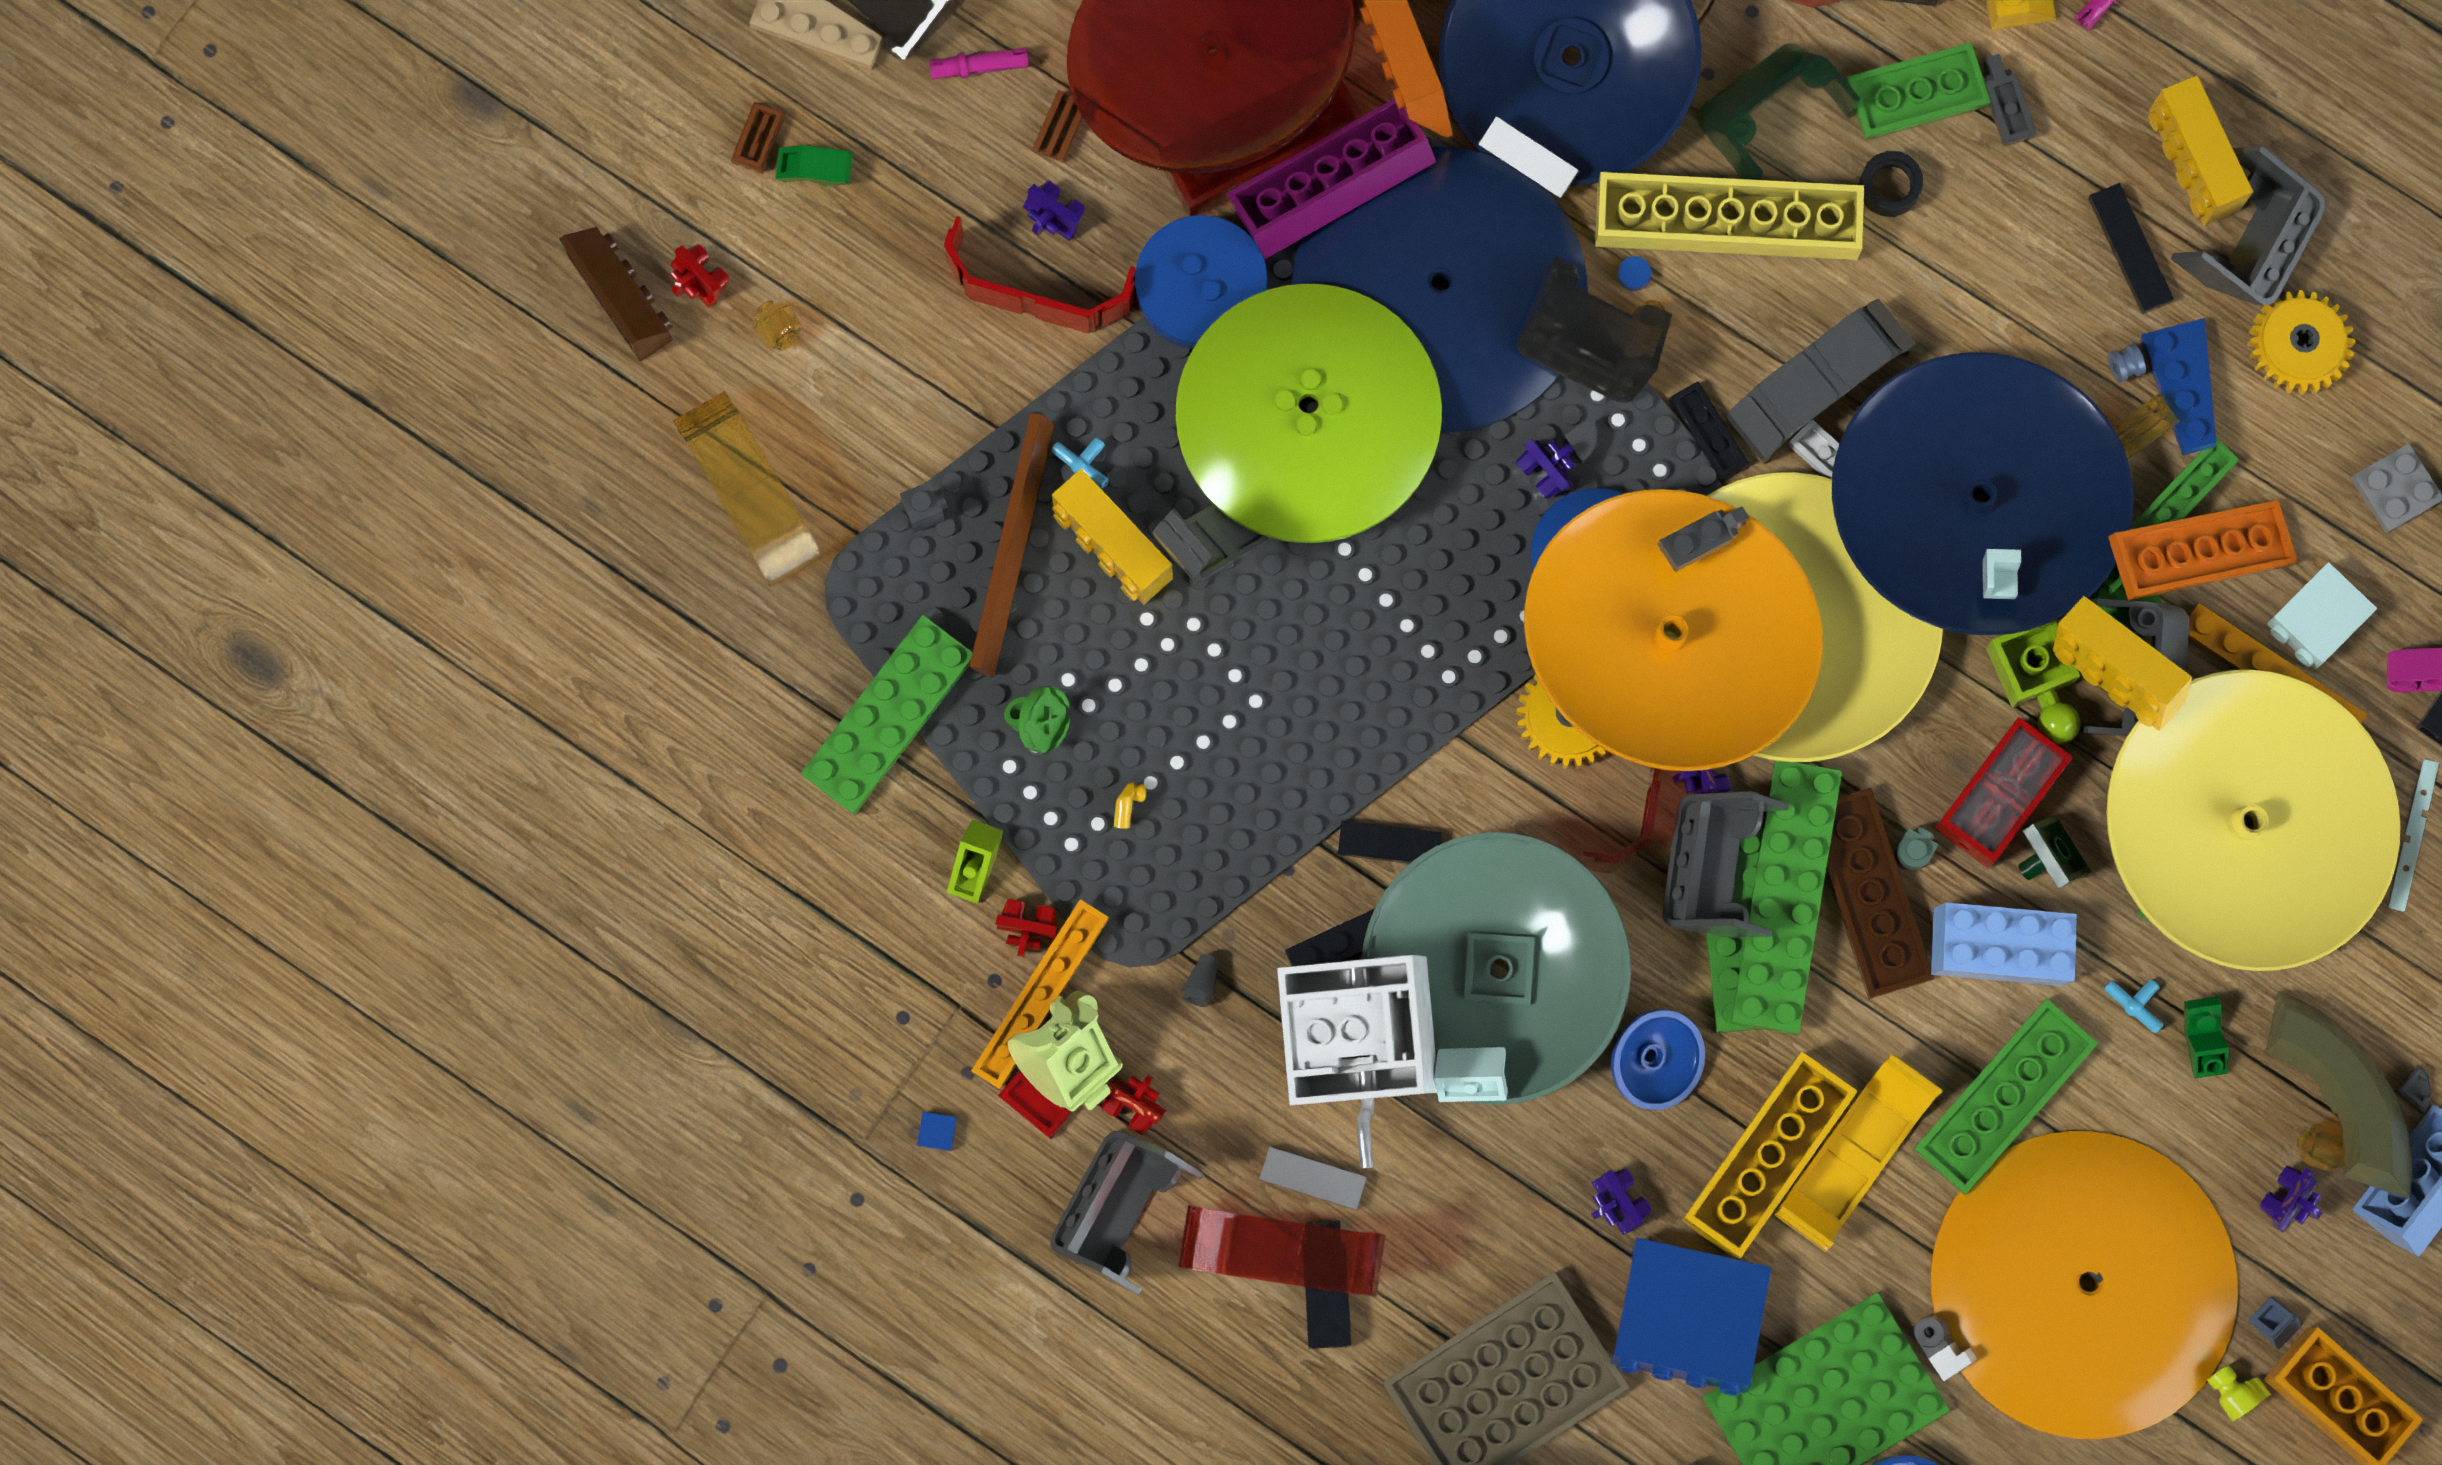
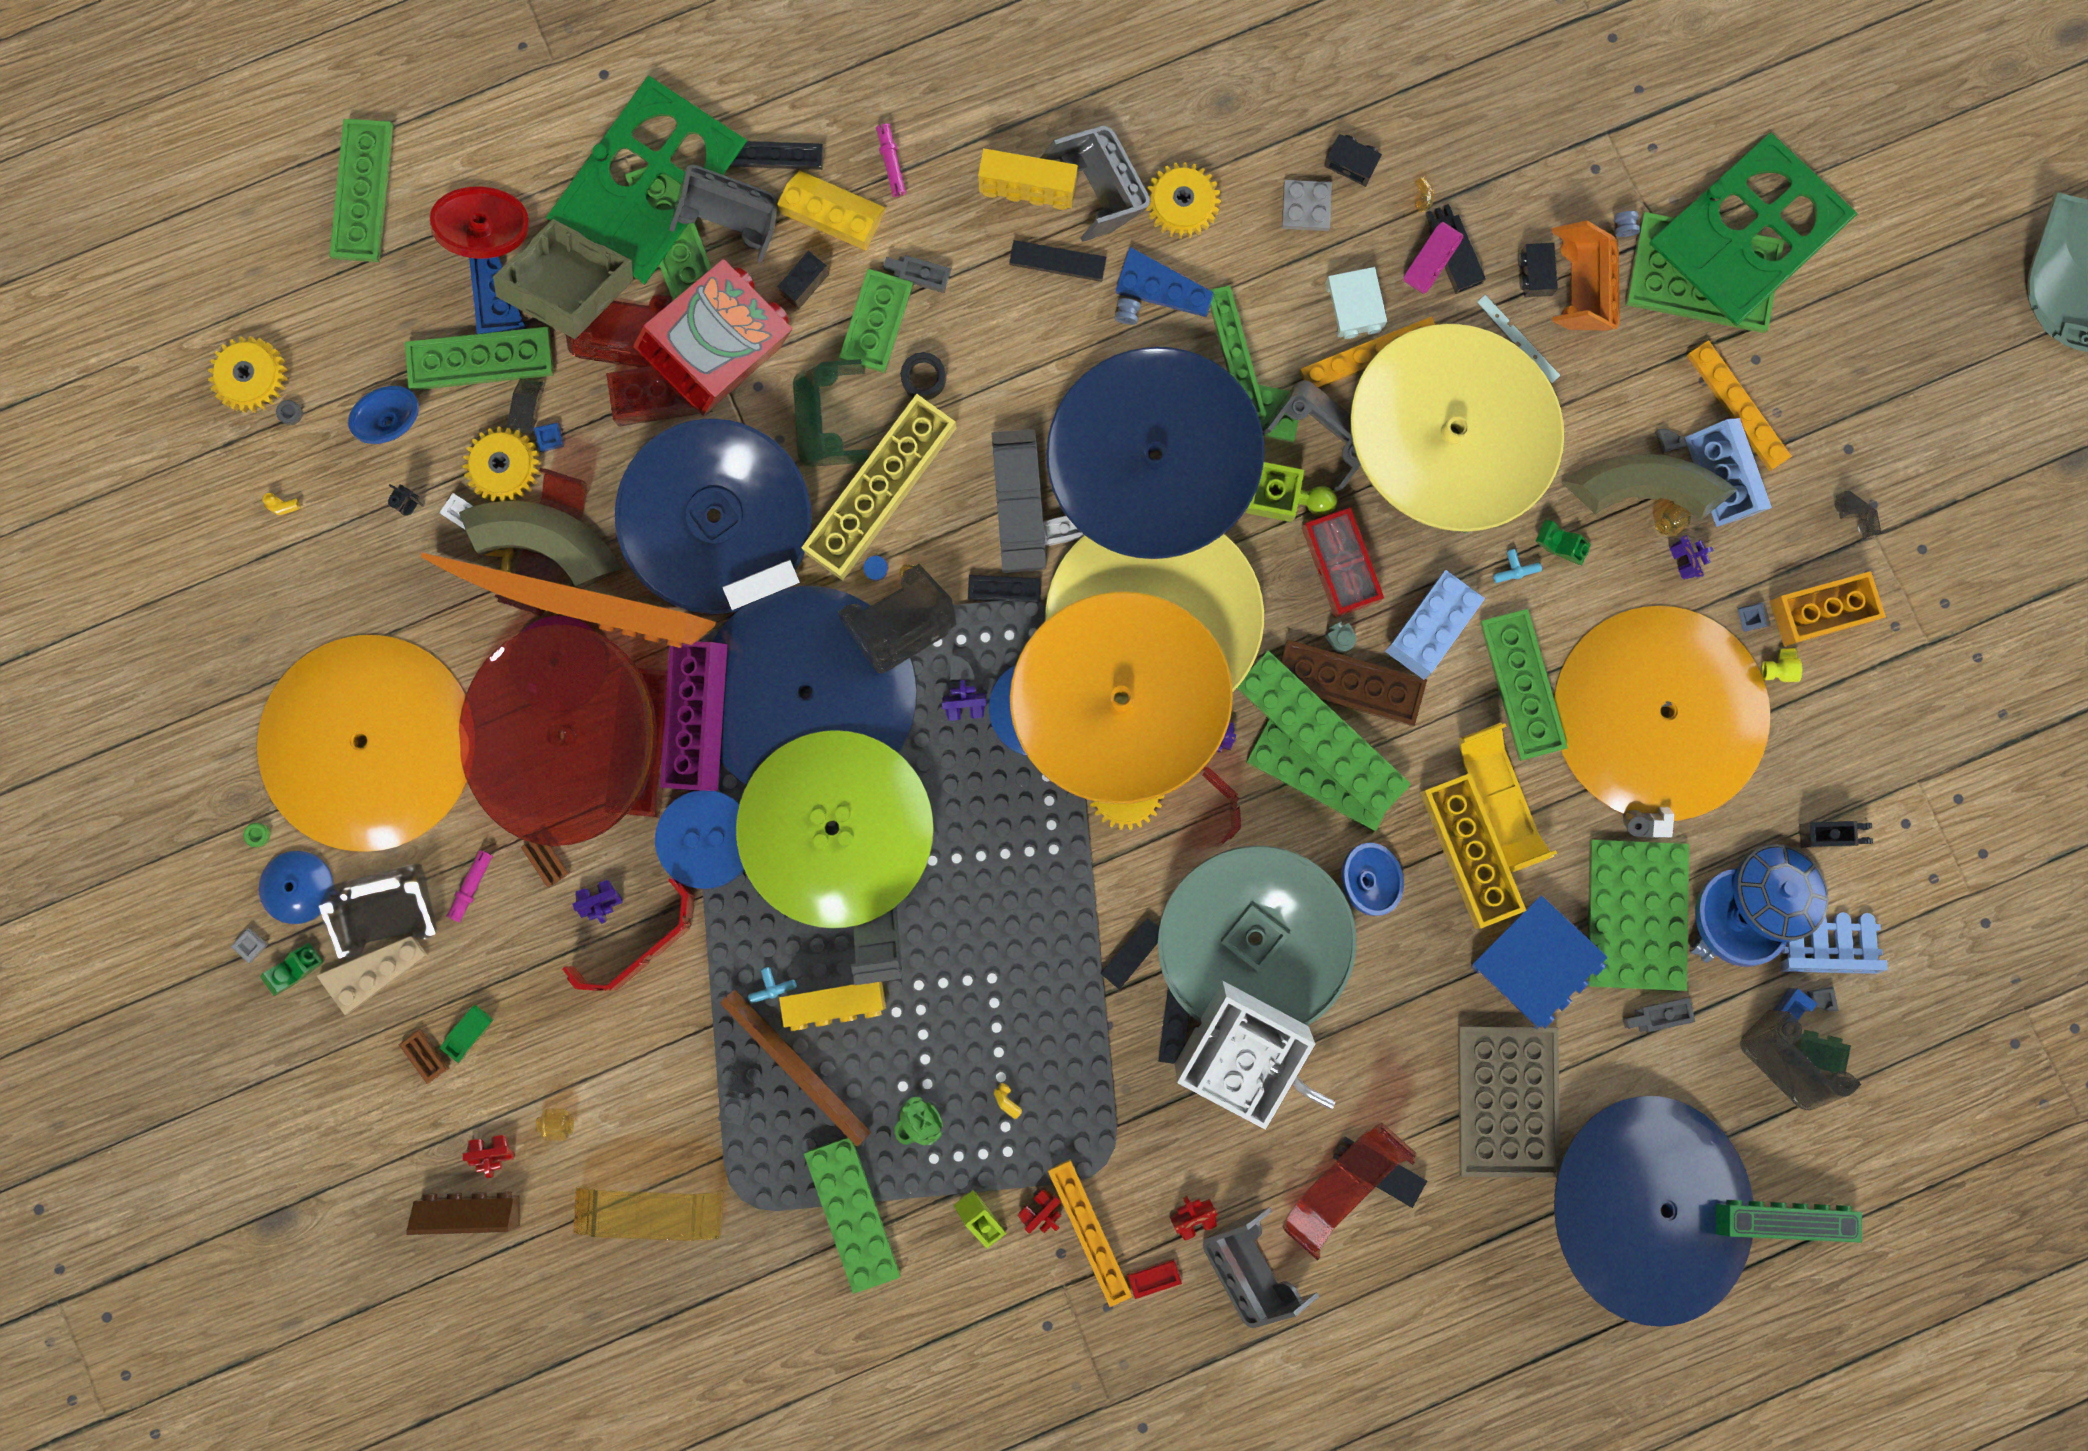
camera: 60 degrees left, 5 degrees up
(936, 1131) = (1132, 1351): blue tile -> none
(1068, 1054) = (1142, 1241): yellowish green animal -> none
(1201, 982) = (1145, 1126): dark grey cone -> none
(1312, 1178) = (1308, 1136): light grey tile -> none
(1471, 1074) = (1311, 1000): light aqua panel -> none
(1615, 1203) = (1441, 963): dark purple hips -> none
(1702, 537) = (1073, 640): dark grey hinge -> none
(1706, 862) = (1274, 772): dark grey windscreen -> none
(2000, 573) = (1215, 475): light aqua panel -> none
(2053, 853) = (1399, 557): dark green tile -> none
(2121, 664) = (1319, 441): yellow brick -> none
(2152, 434) = (1182, 325): clear yellow tile -> none
(2202, 549) = (1274, 345): orange plate -> none

